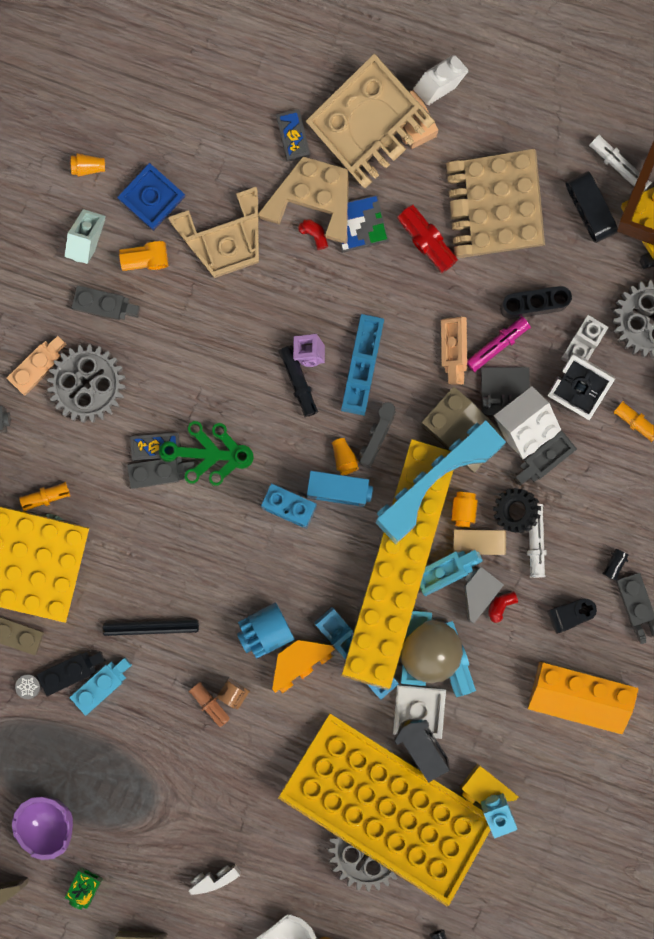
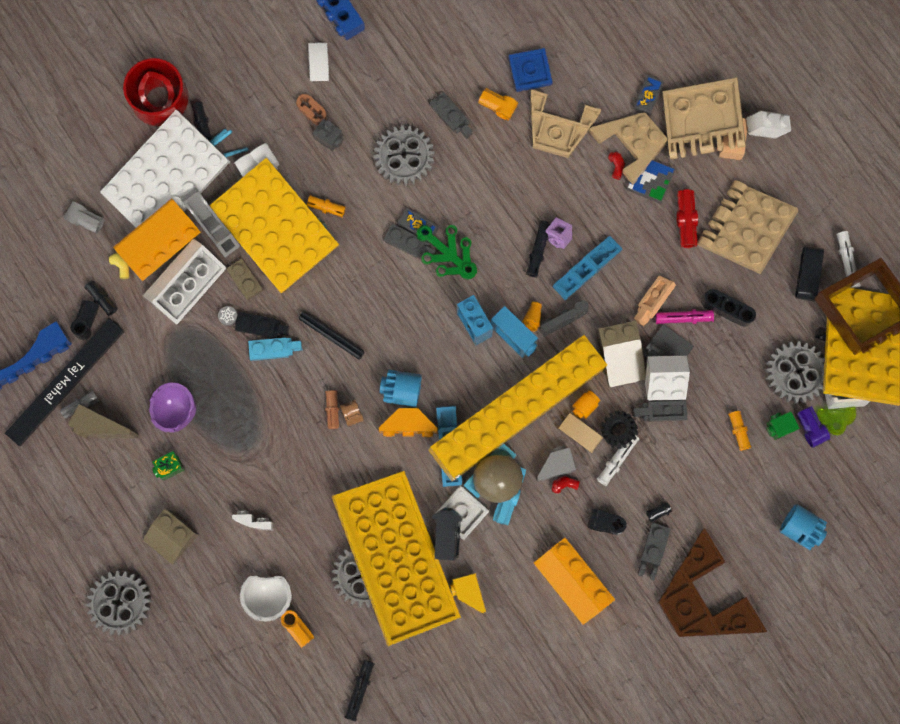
camera: 40 degrees right, 5 degrees down
(36, 365) = (381, 122): light nougat hinge -> none
(84, 236) = (470, 64): light aqua slope -> none
(85, 165) = (504, 22): light orange cone -> none
(448, 570) = (546, 435): medium azure hinge -> none
(476, 448) = (621, 368): medium azure arch -> none
(498, 815) = (464, 612): medium azure brick -> none
(581, 386) = (719, 380): piece -> none
(586, 339) = (741, 356): white slope -> none

